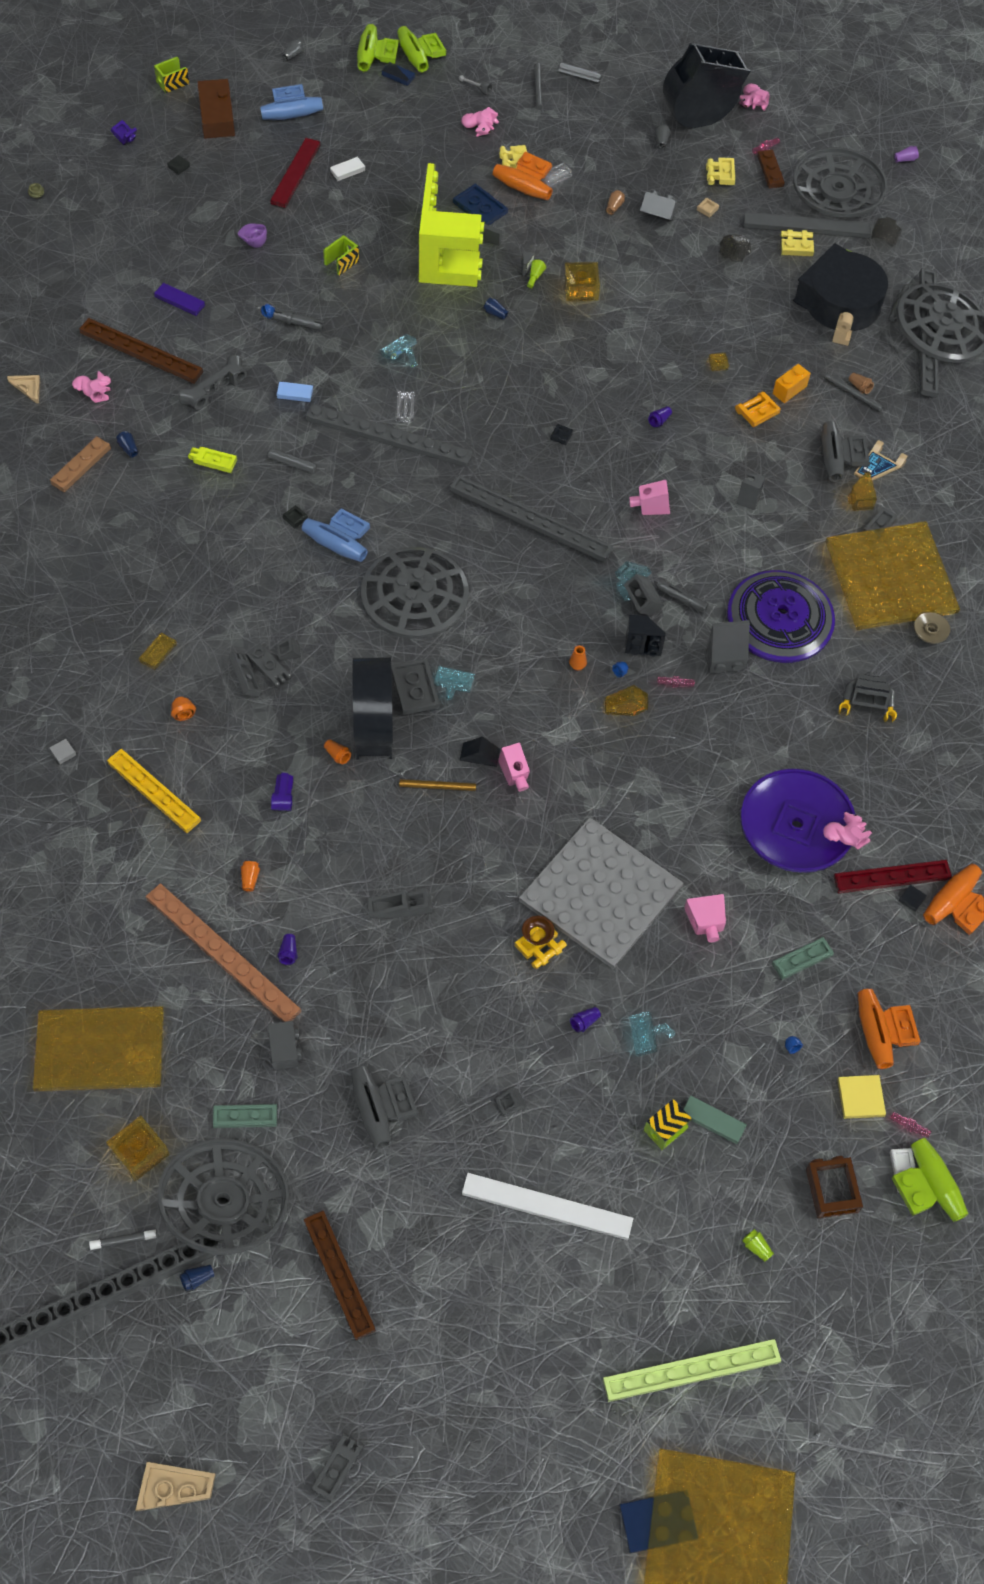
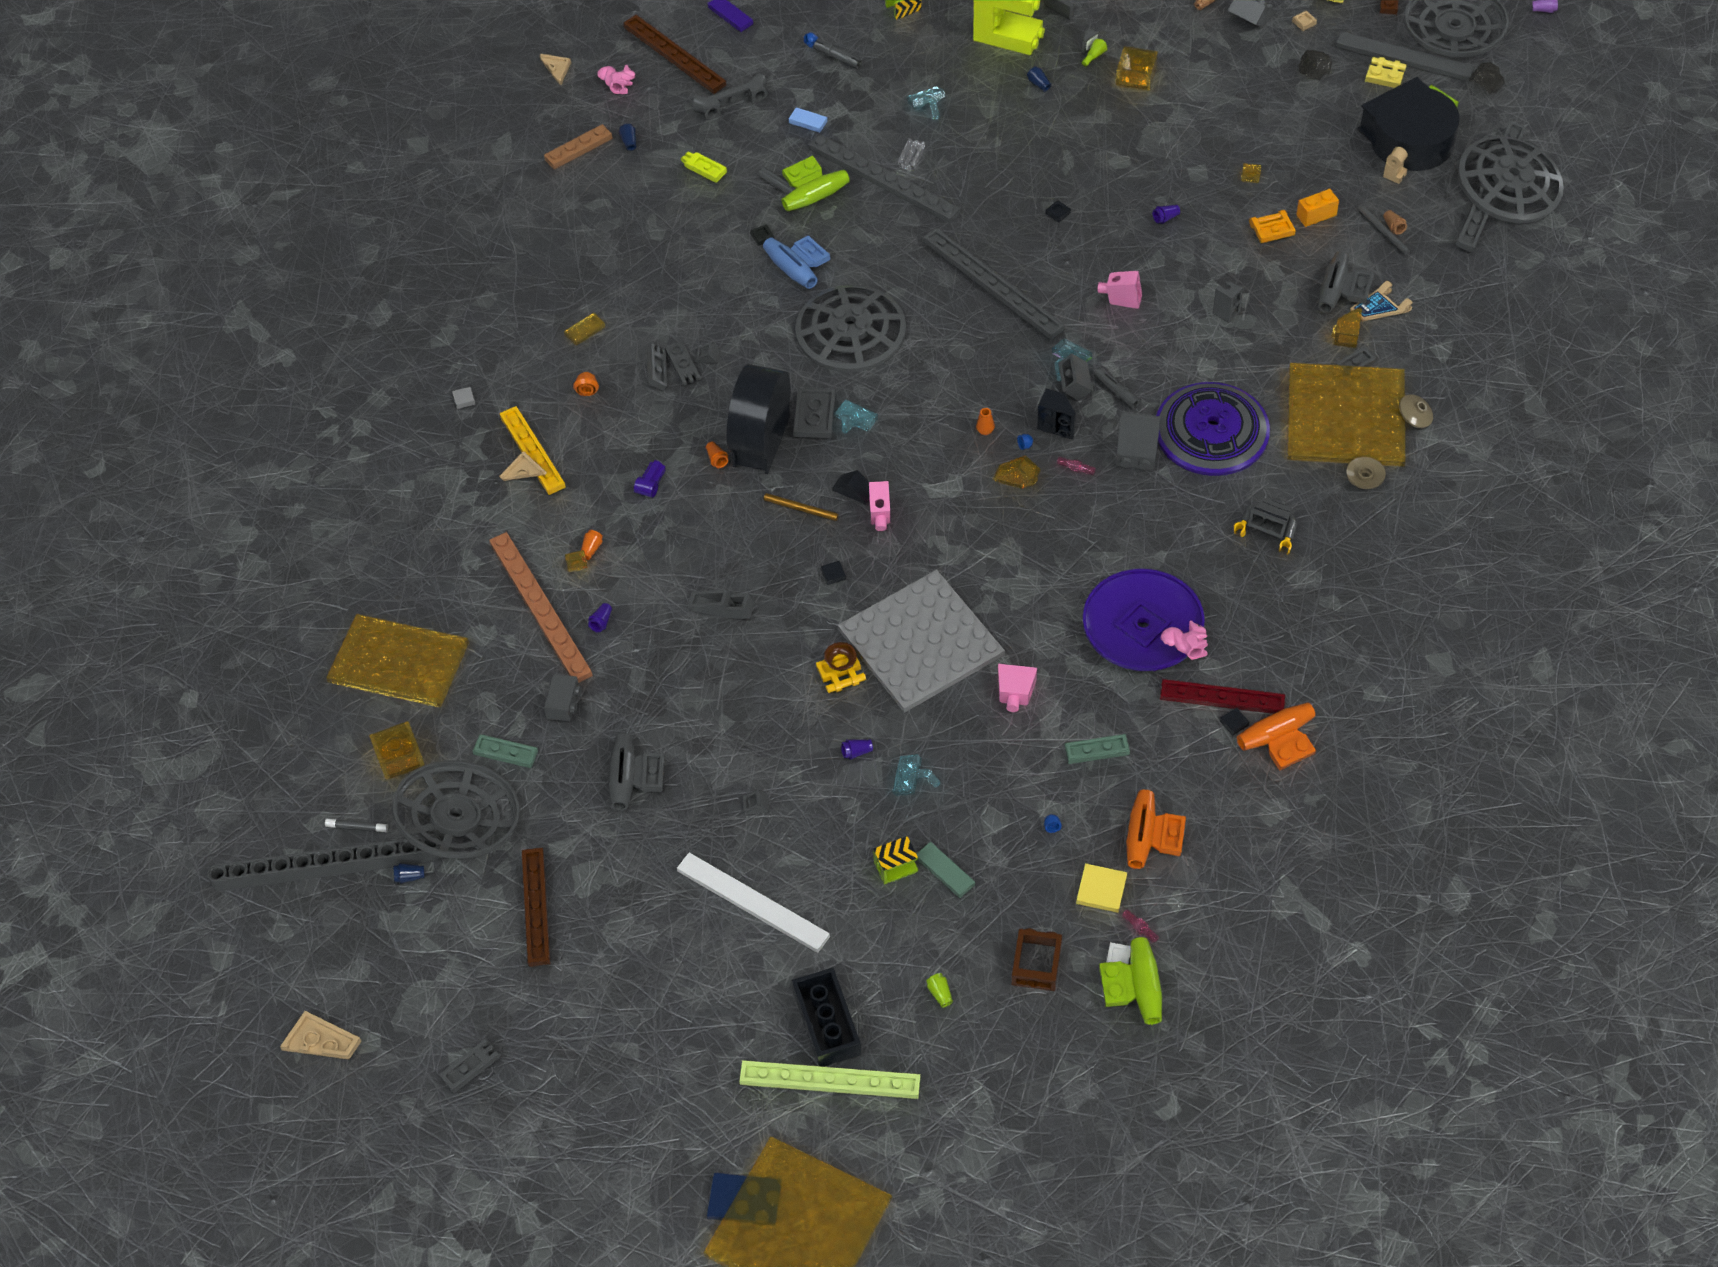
camera: 25 degrees right, 5 degrees down
(151, 812) = (522, 467): none -> tan tile
(242, 896) = (576, 561): none -> clear yellow plate
(323, 455) = (810, 183): none -> lime plate
(493, 844) = (833, 572): none -> black tile
(667, 1308) = (826, 1017): none -> black brick
(950, 558) = (1416, 411): none -> dark tan dish

